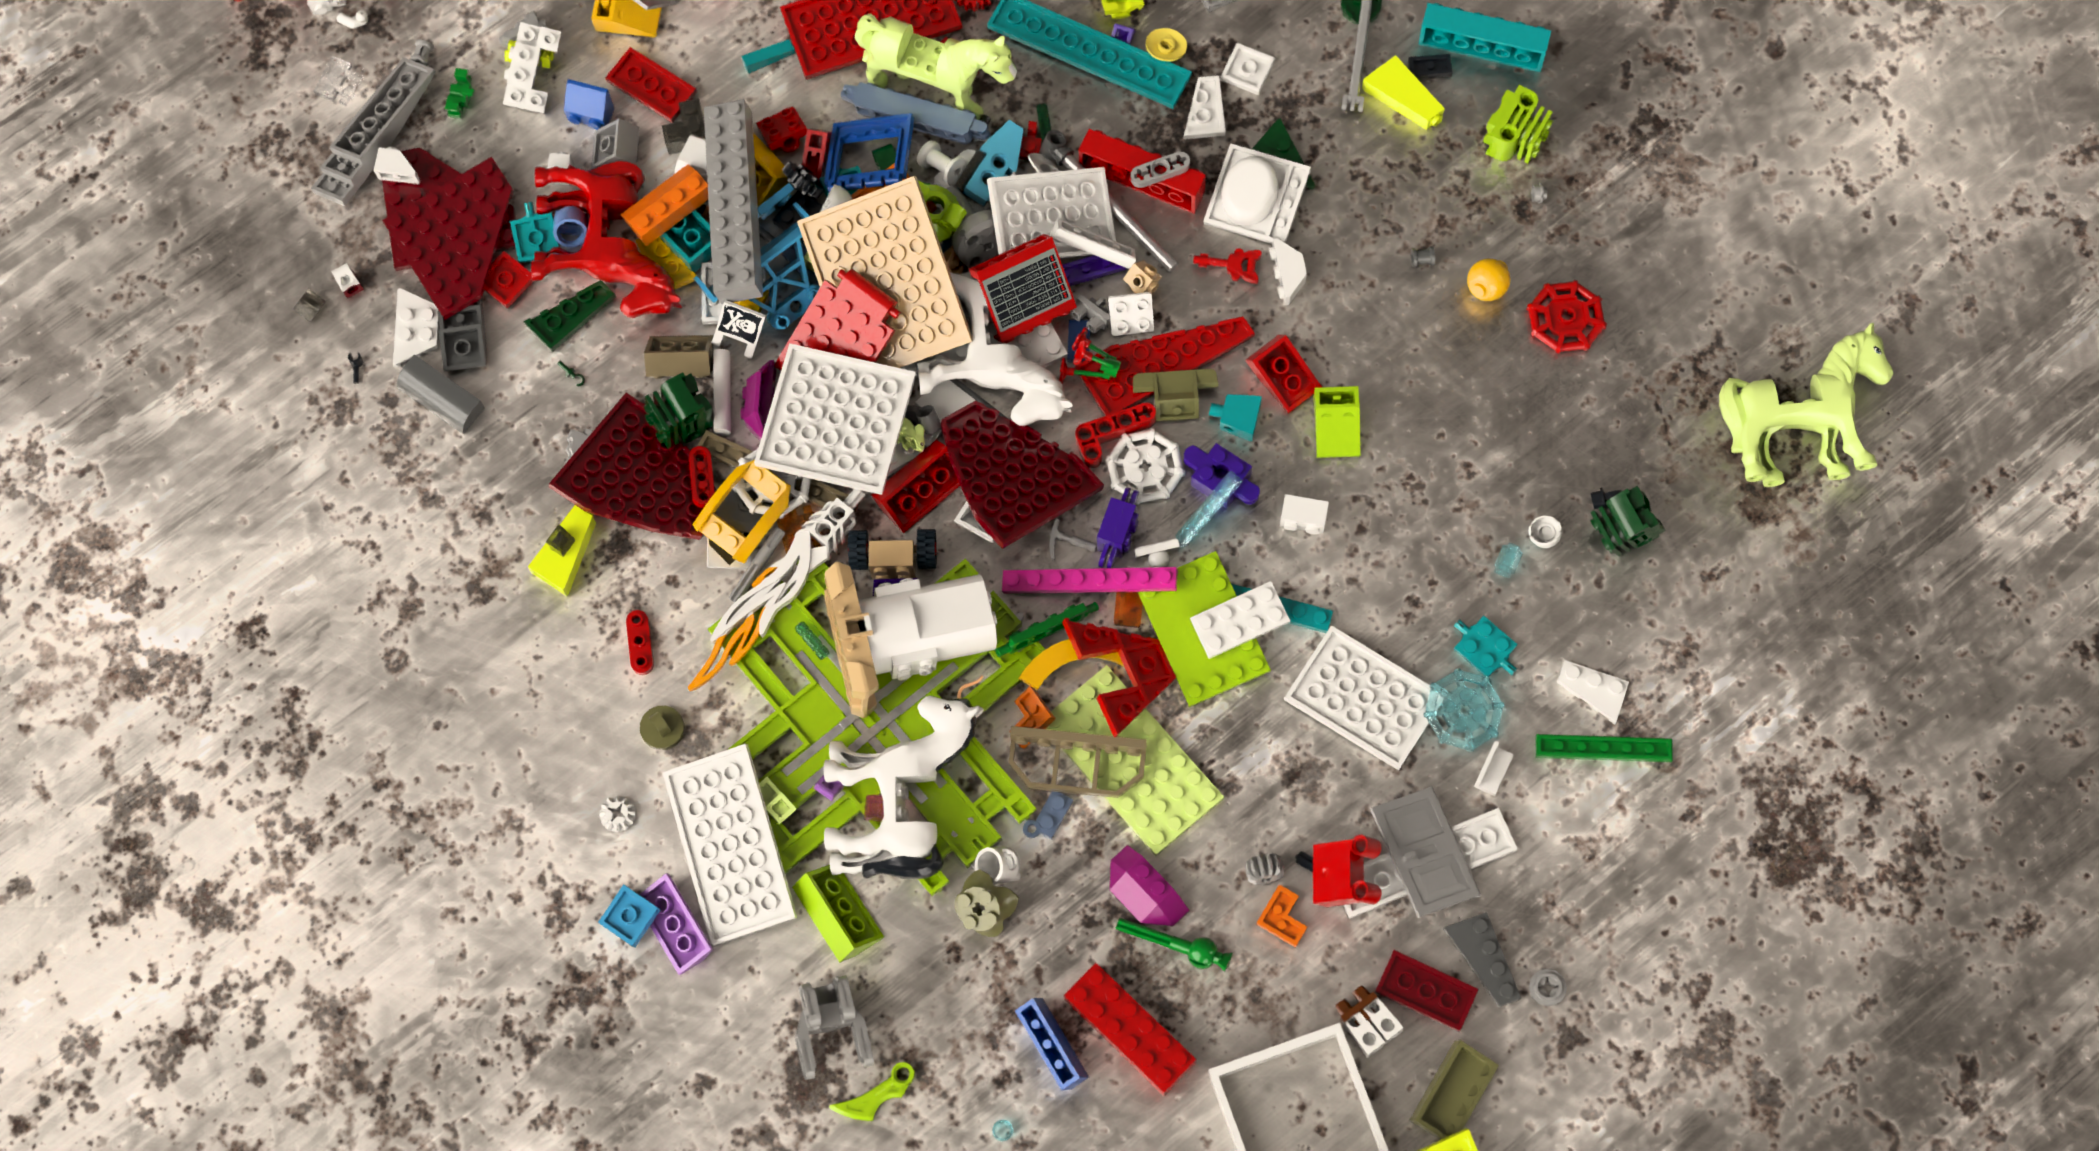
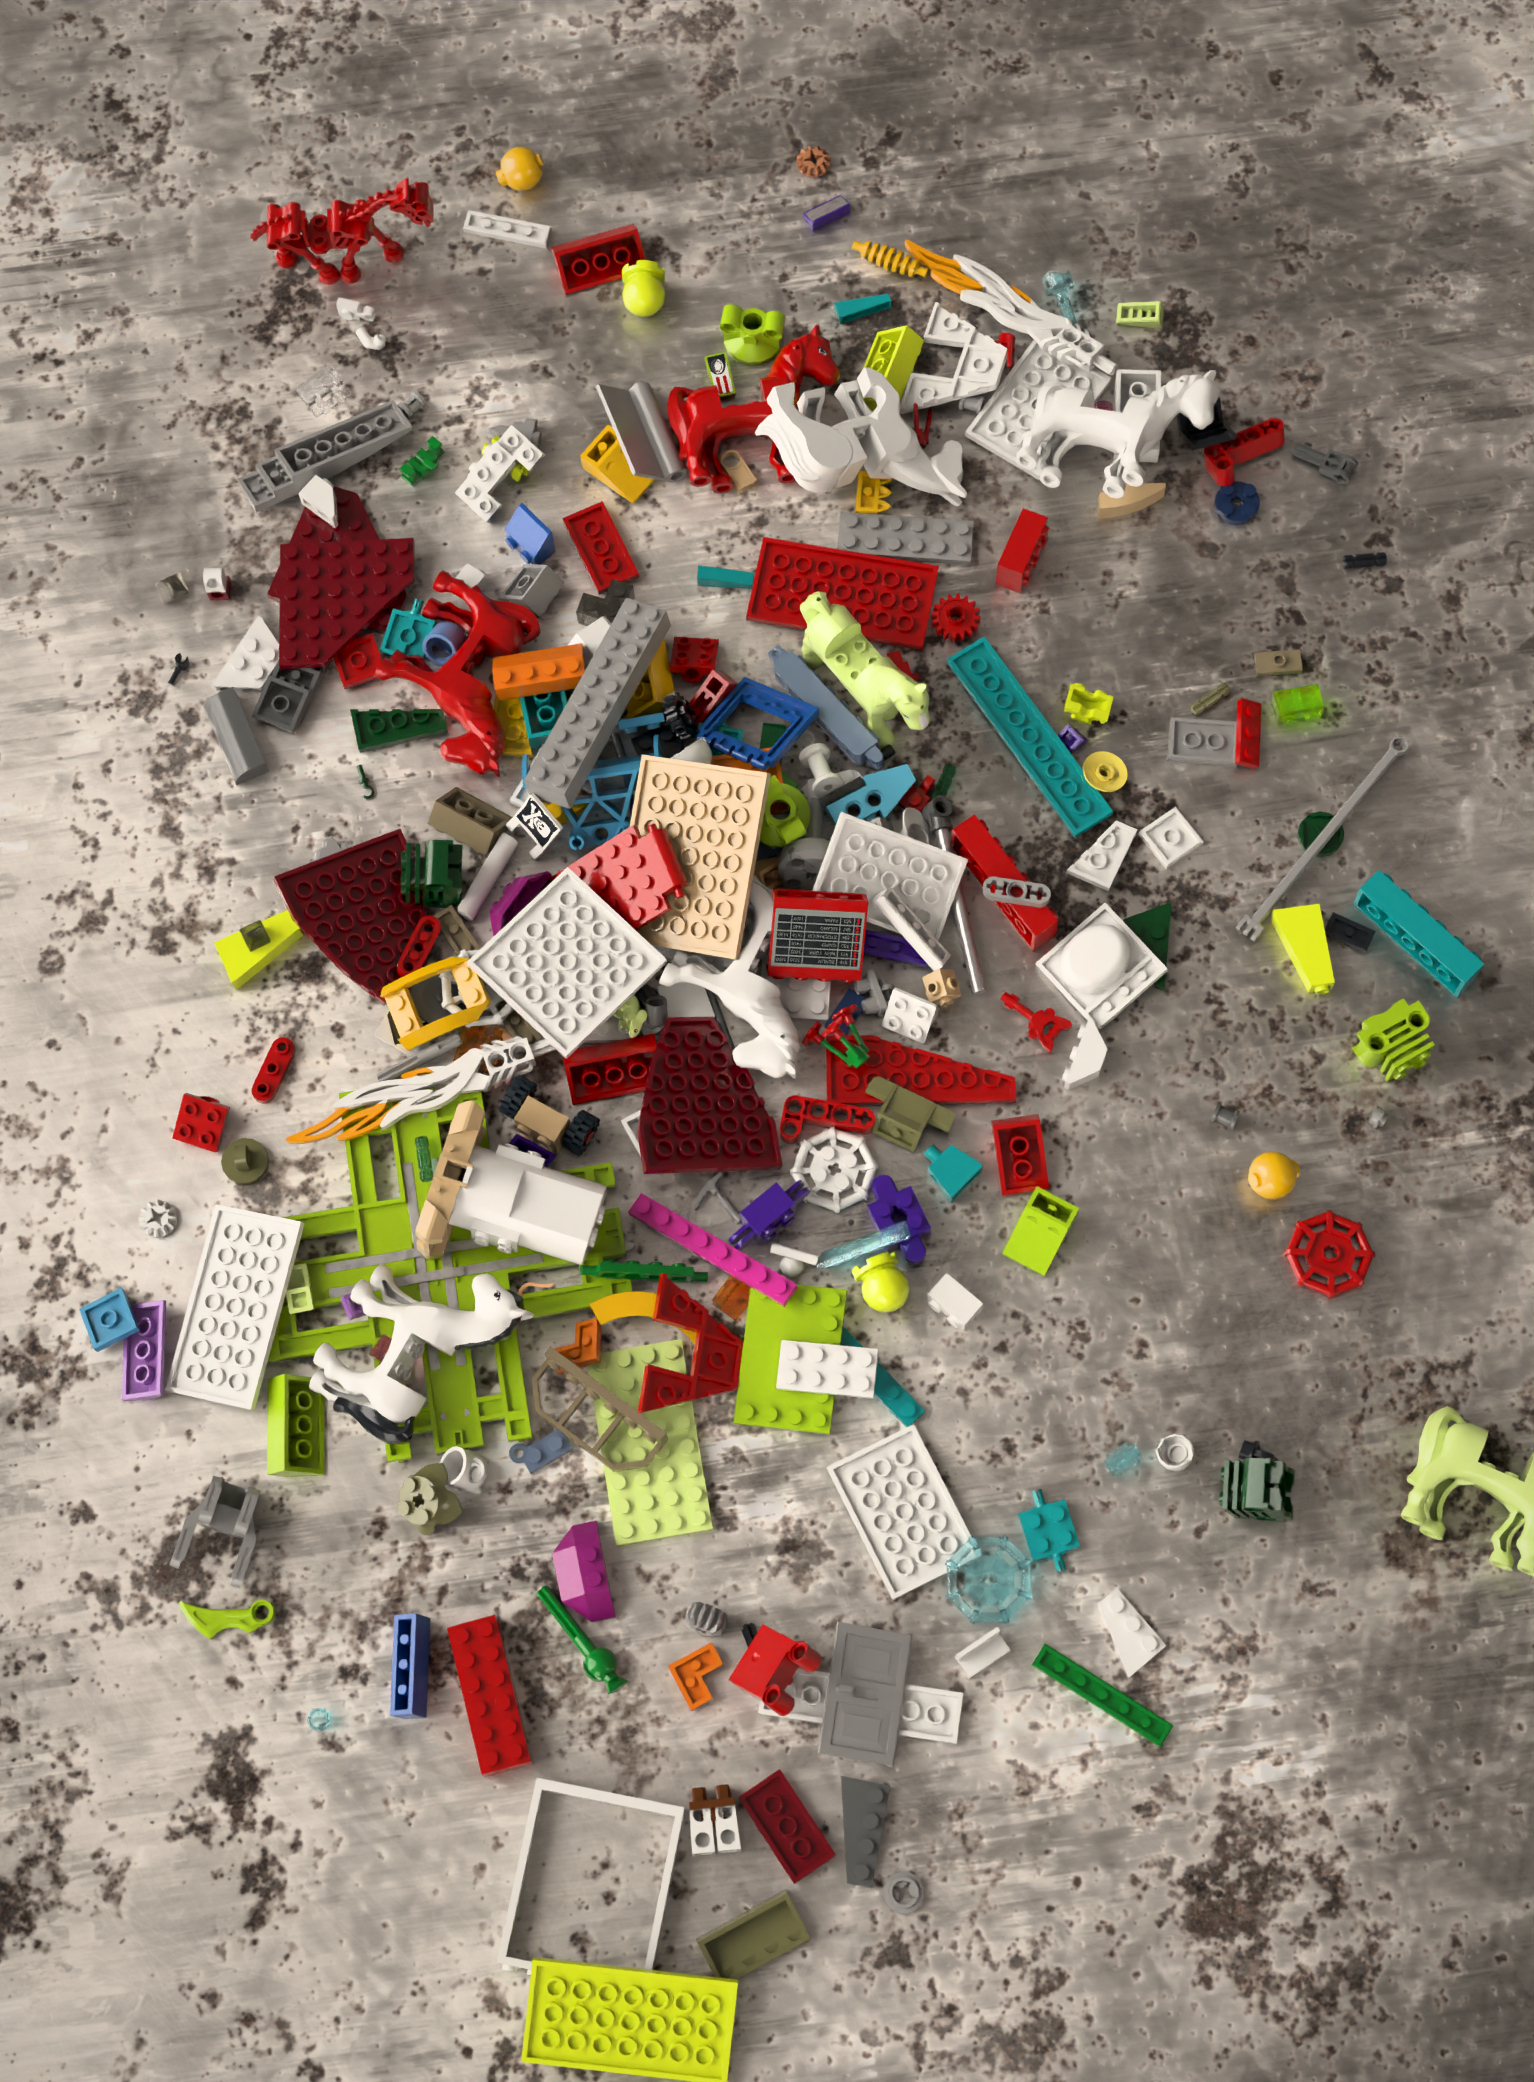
camera: 30 degrees right, 0 degrees up
(606, 716) = (201, 1122): none -> red plate
(1242, 532) = (883, 1284): none -> neon yellow tile

